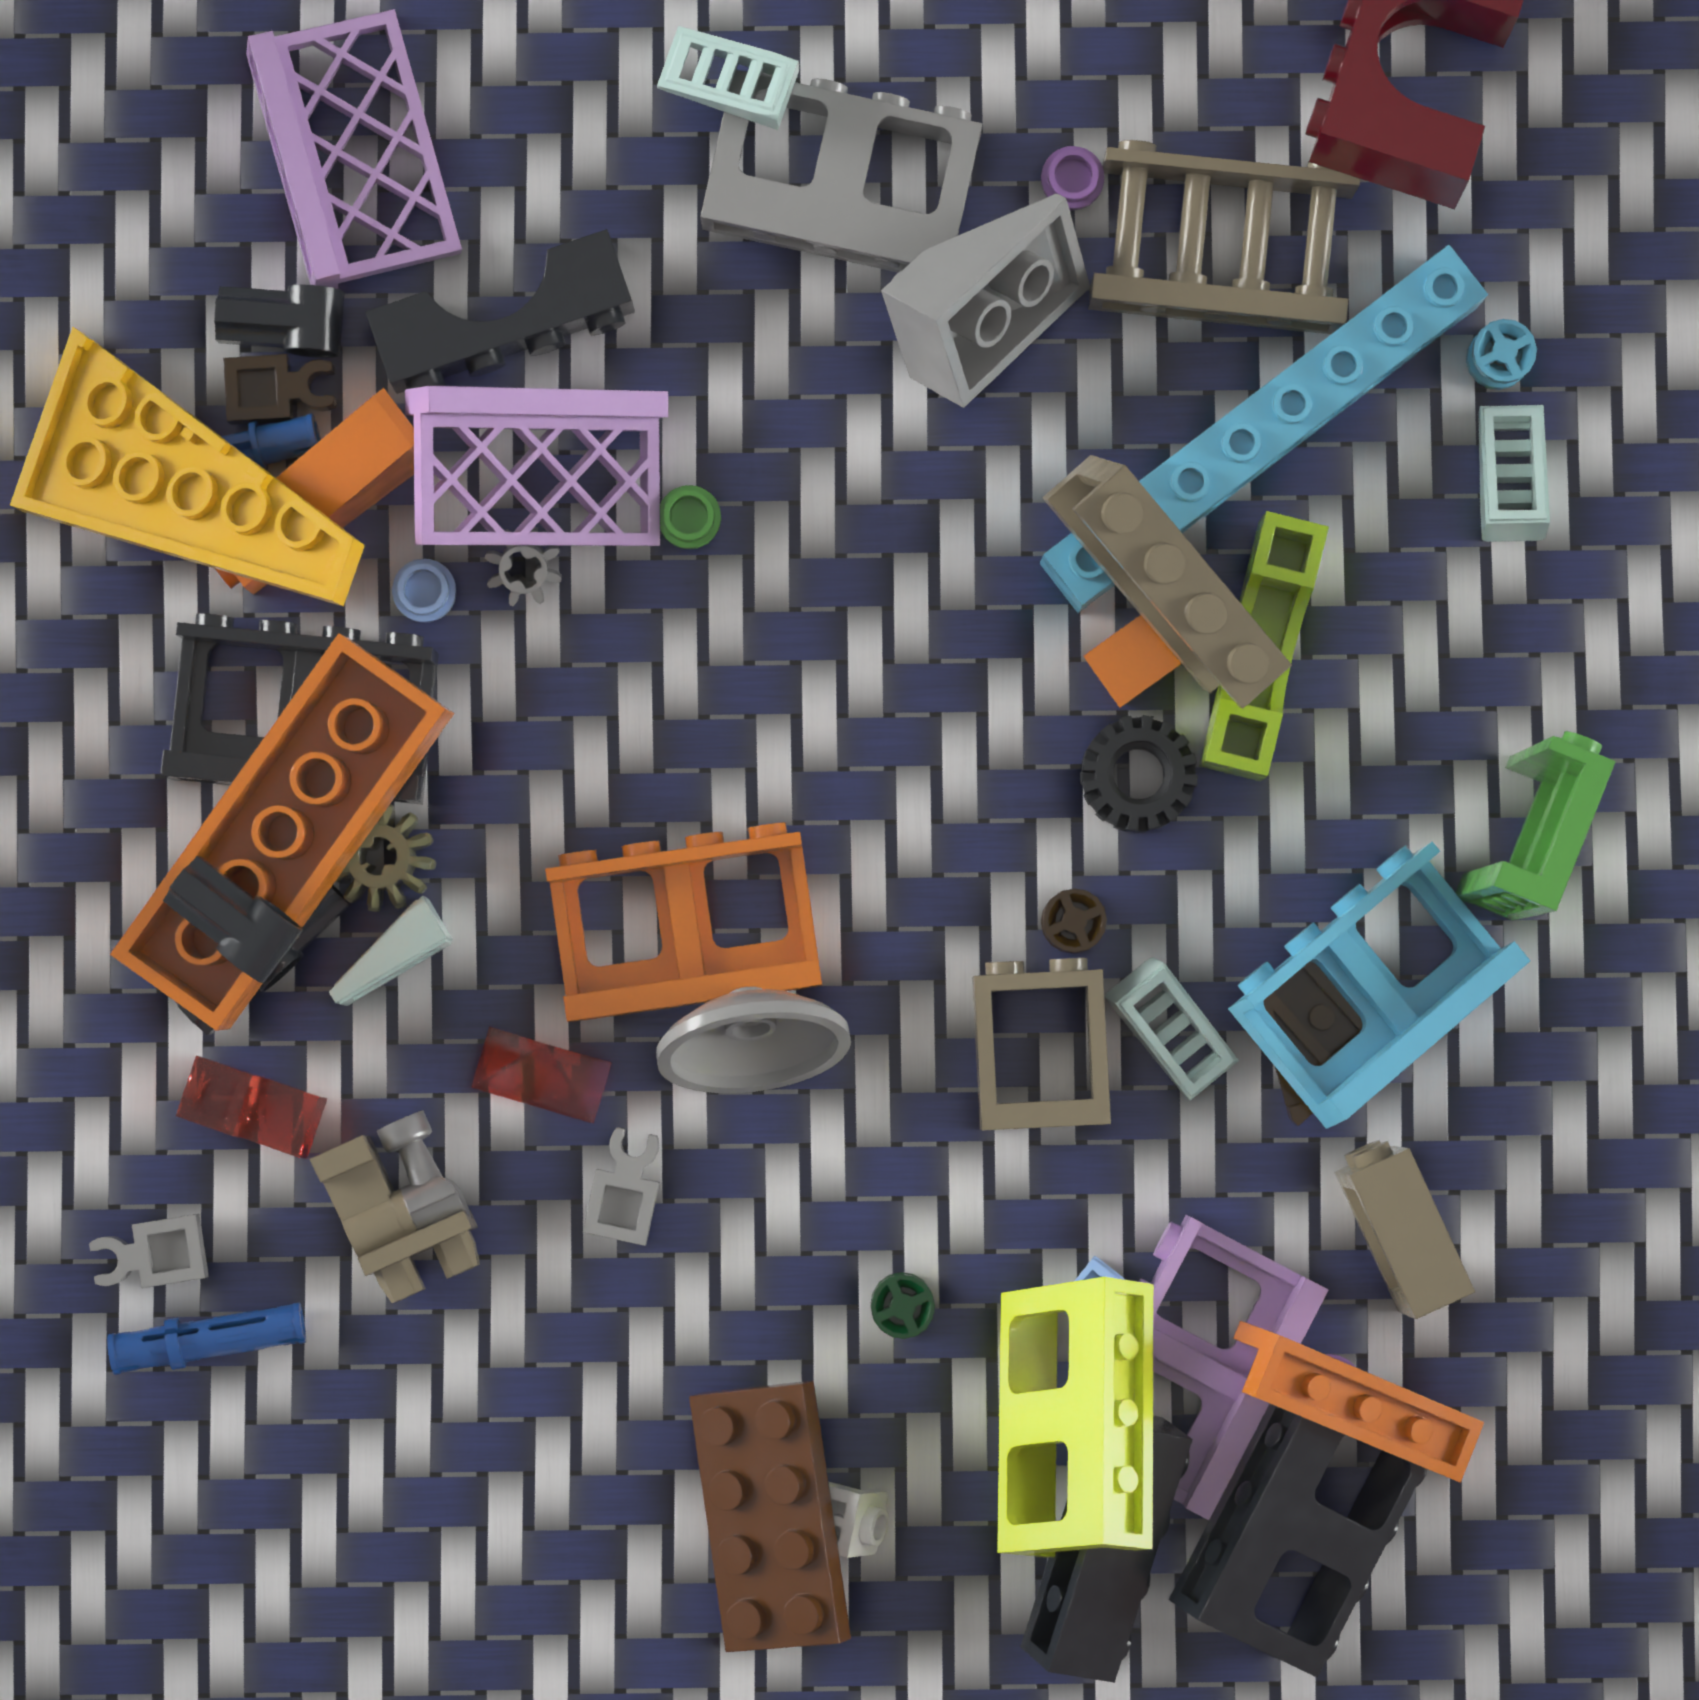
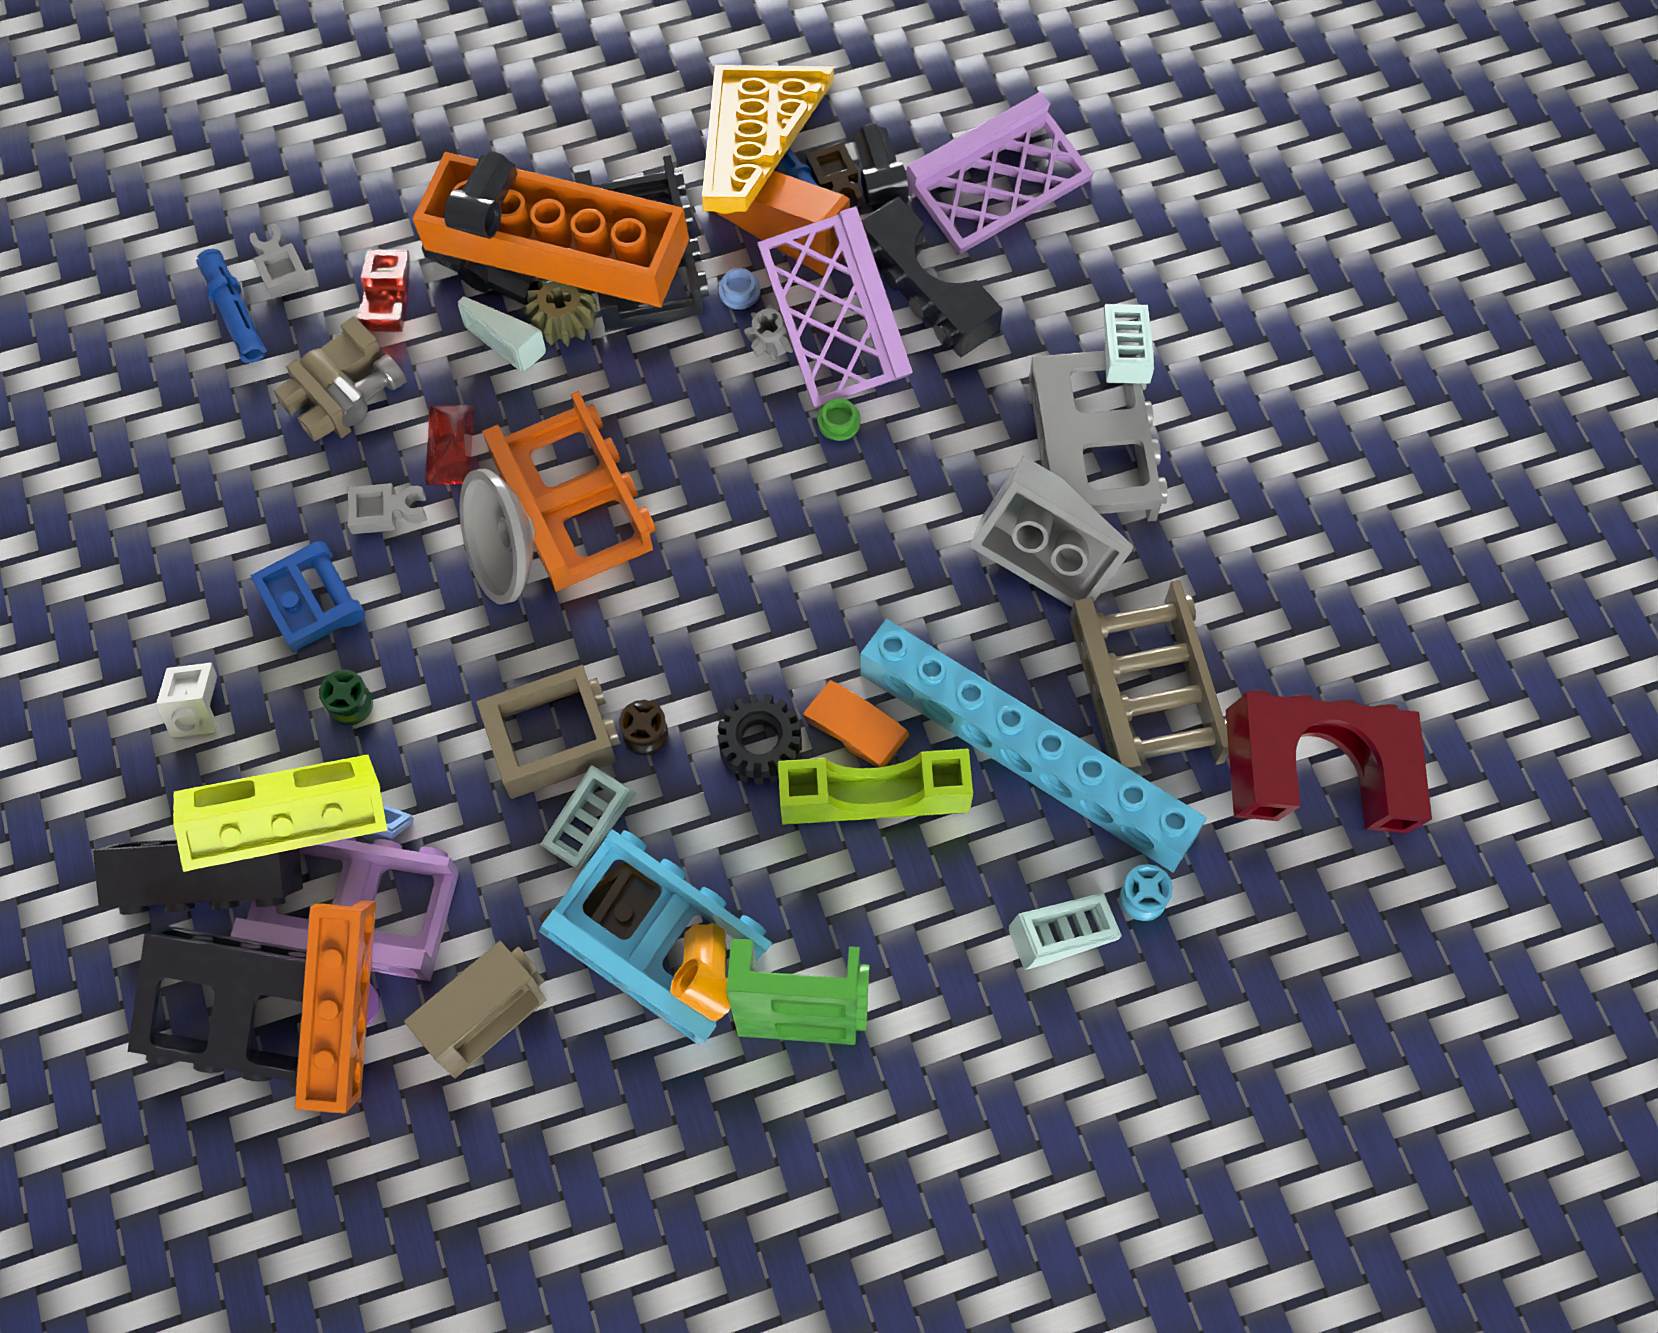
camera: 75 degrees right, 20 degrees down
(733, 1346) = (295, 605): none -> blue plate
(770, 1517) = (177, 654): reddish brown plate -> none
(1074, 175) = (1151, 578): medium lavender plate -> none
(1166, 579) = (889, 674): dark tan window -> none
(1458, 941) = (702, 977): none -> light orange piece

